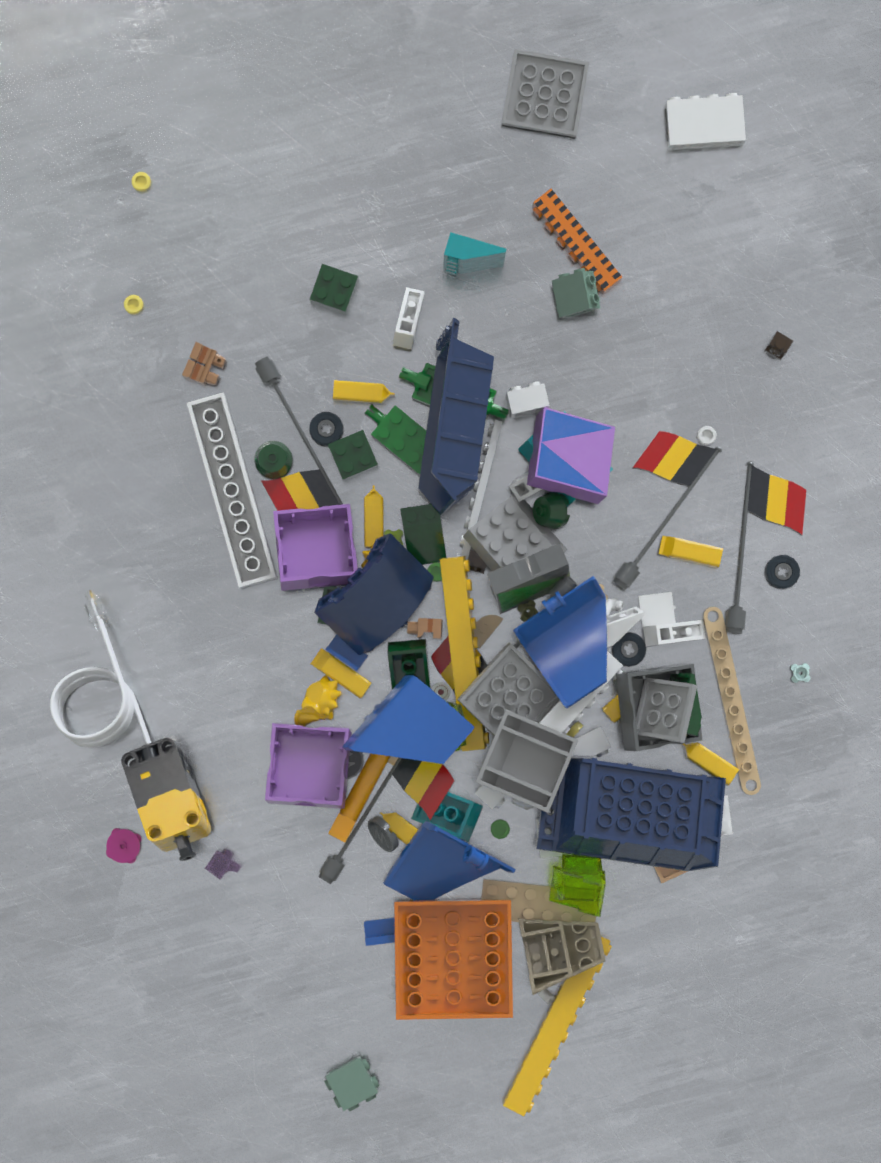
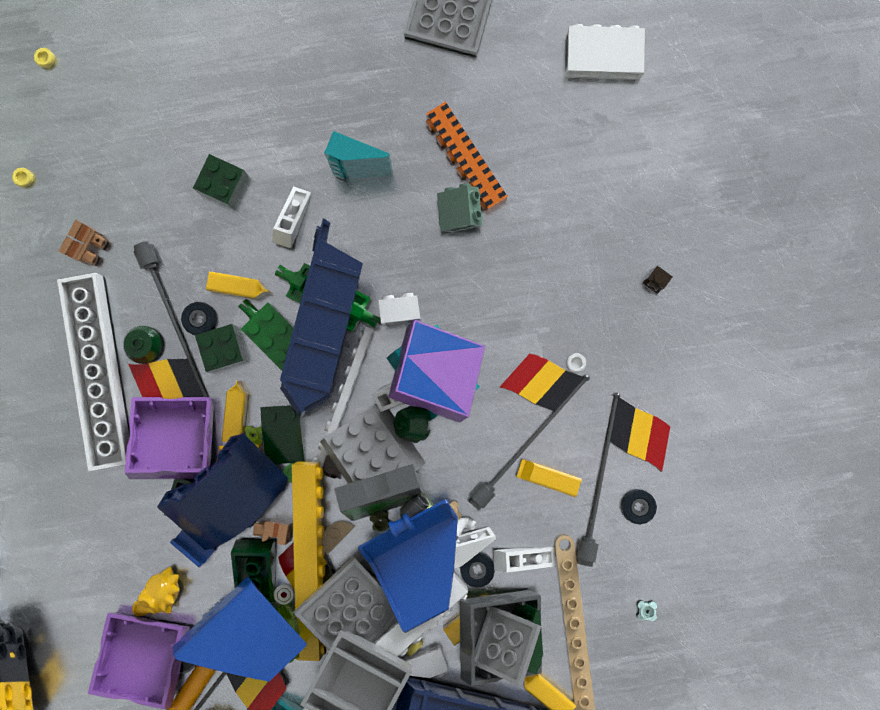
camera: 10 degrees right, 0 degrees up
(342, 673) = (197, 577): yellow piece -> none
(657, 609) = (509, 532): white piece -> none

